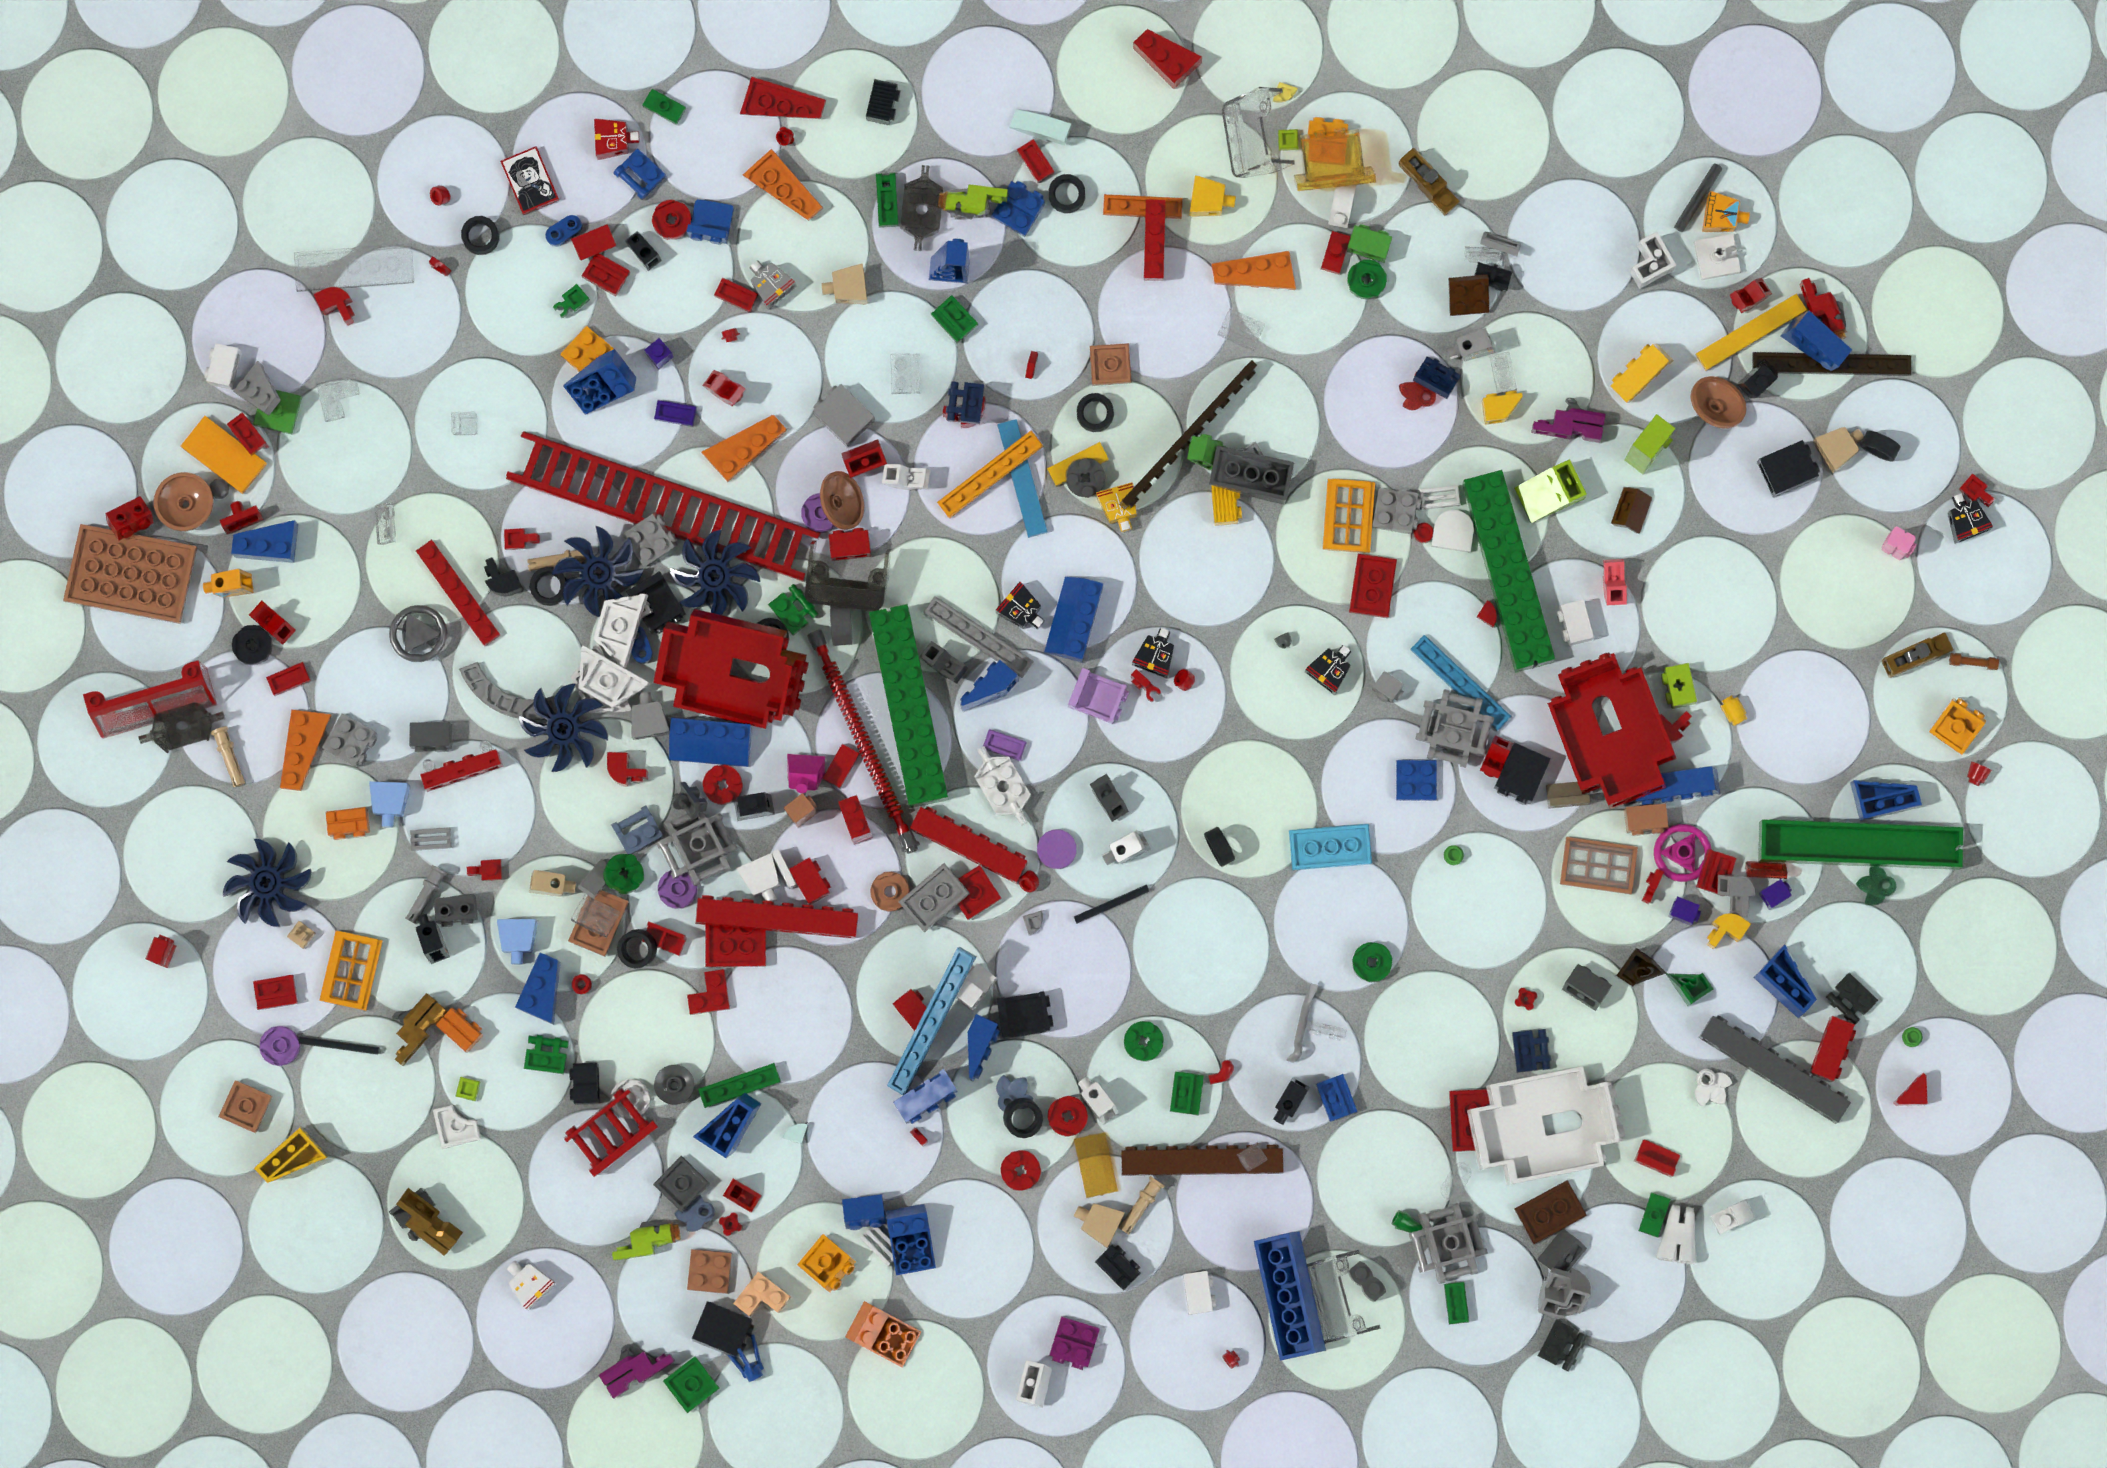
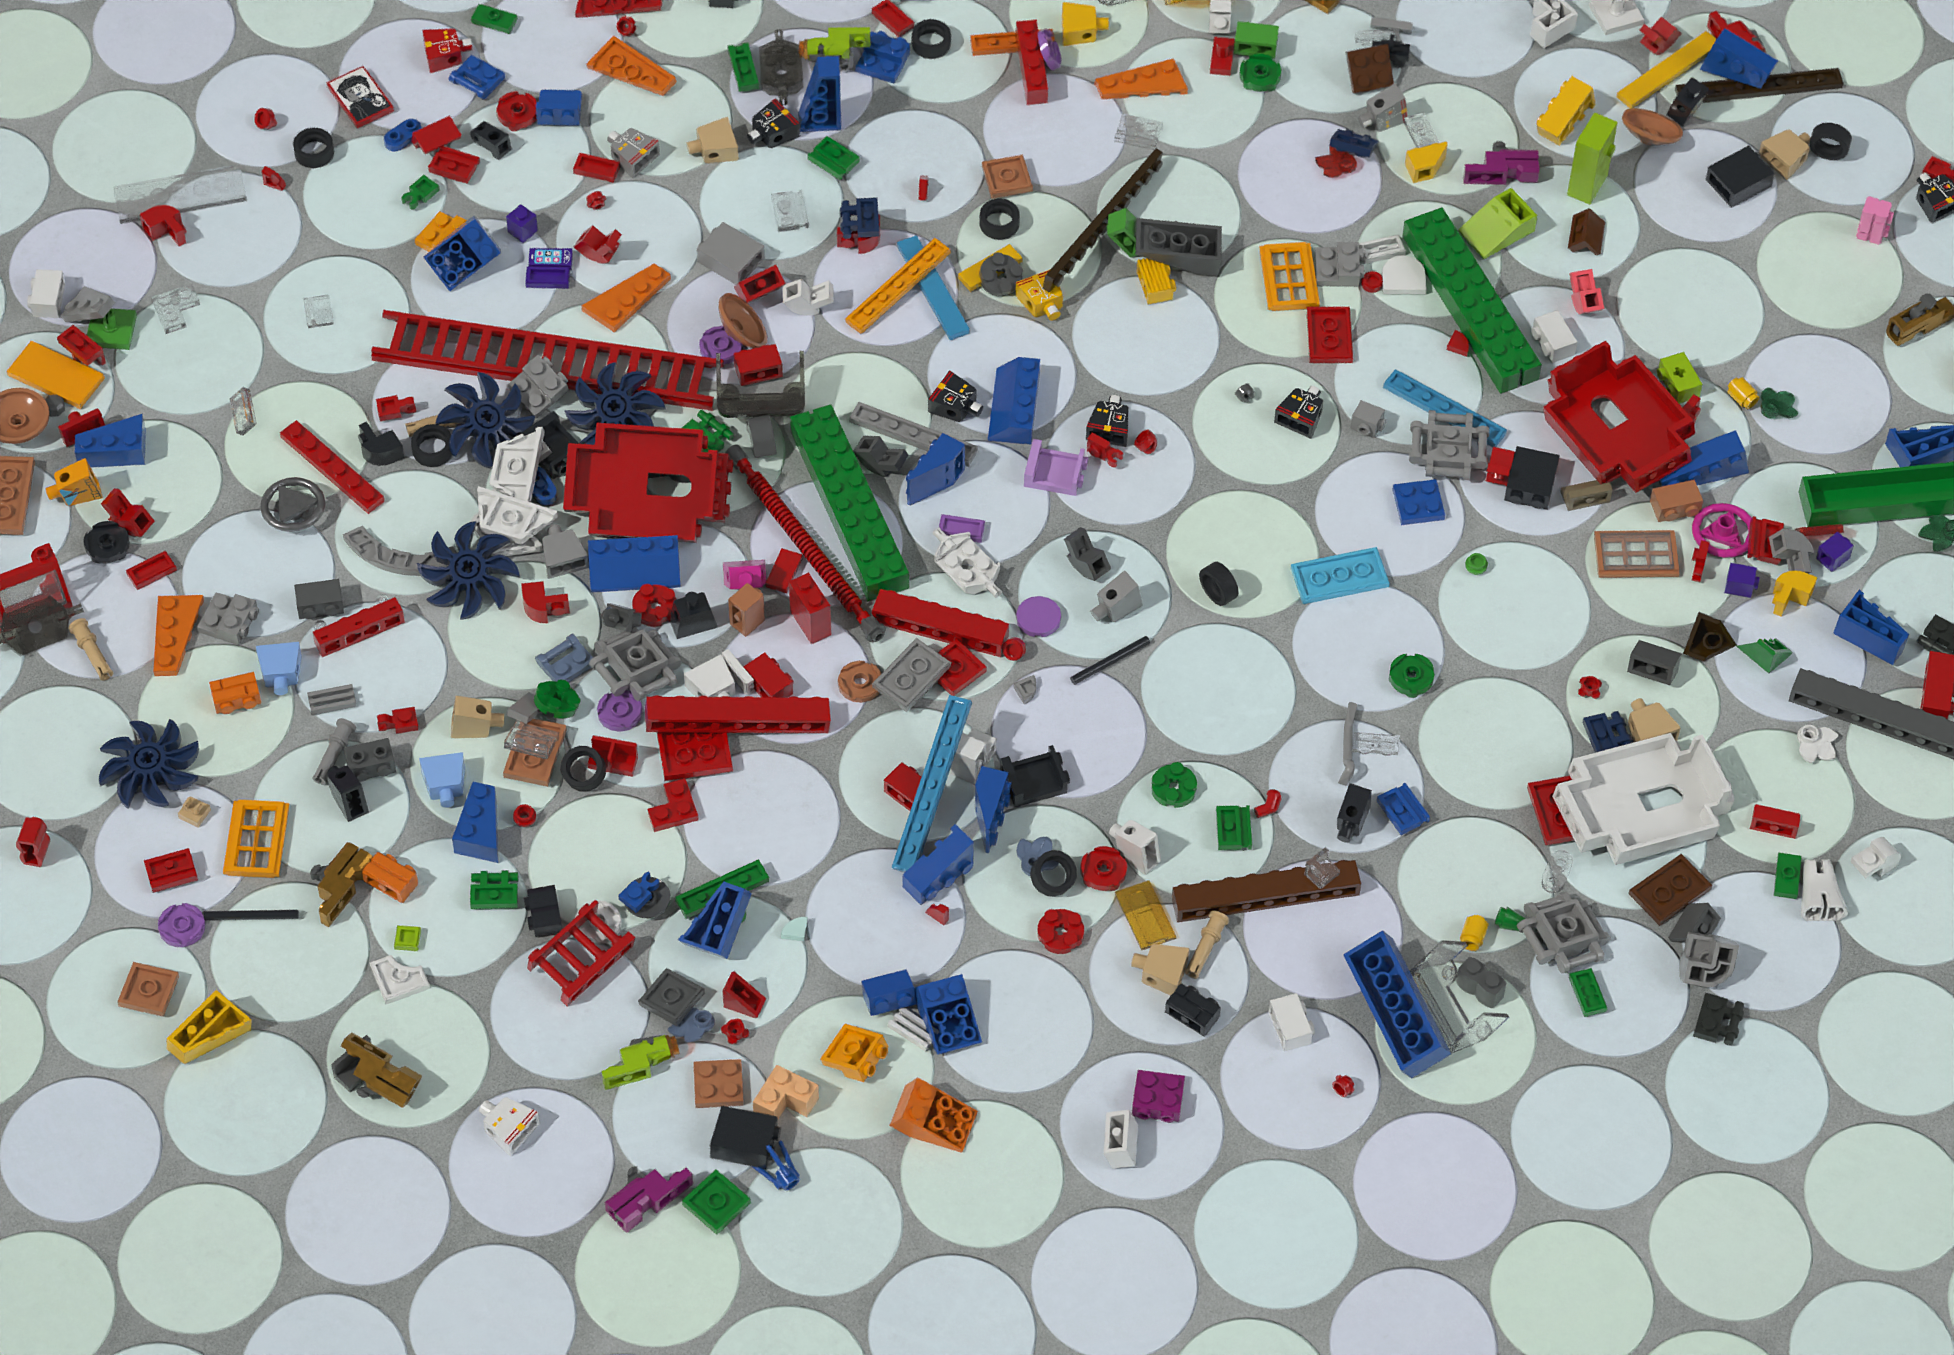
camera: 15 degrees left, 25 degrees down
(665, 1083) = (638, 894): none -> blue plate
(680, 393) = (551, 257): none -> tile
(904, 274) = (774, 125): none -> black torso
(1173, 229) = (1049, 49): none -> medium lavender tile
(1371, 1230) = (1474, 932): none -> yellow brick
(1569, 1048) = (1650, 721): none -> tan torso
(1765, 723) = (1777, 404): none -> clear green plate

